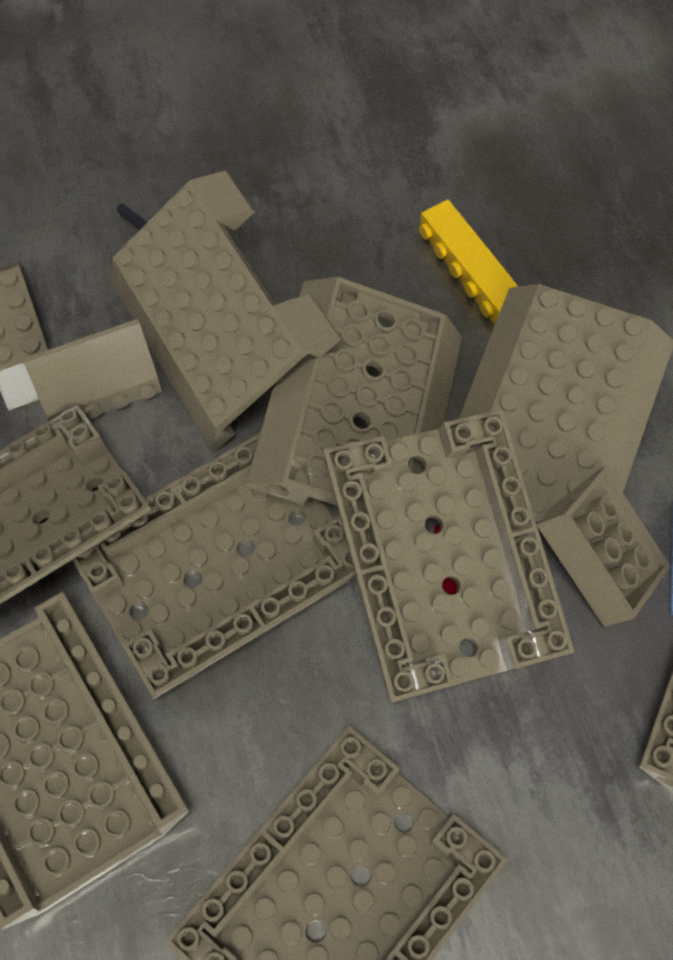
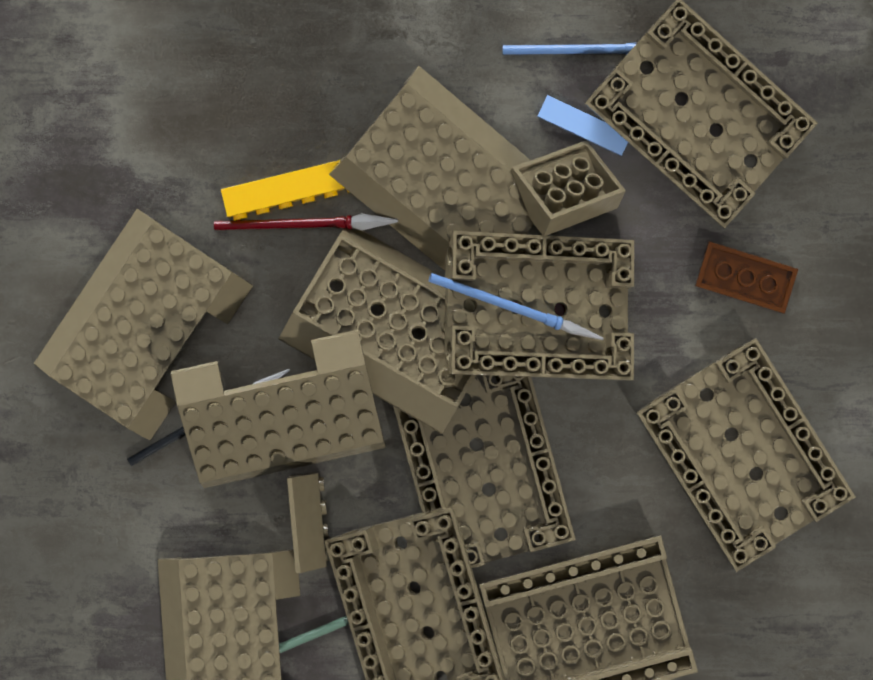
camera: 75 degrees left, 25 degrees up
(283, 173) = (137, 321): none -> dark tan slope
(432, 564) = (547, 319): none -> medium blue piece
(467, 337) = (361, 221): none -> dark red piece
(584, 828) = (746, 277): none -> reddish brown plate

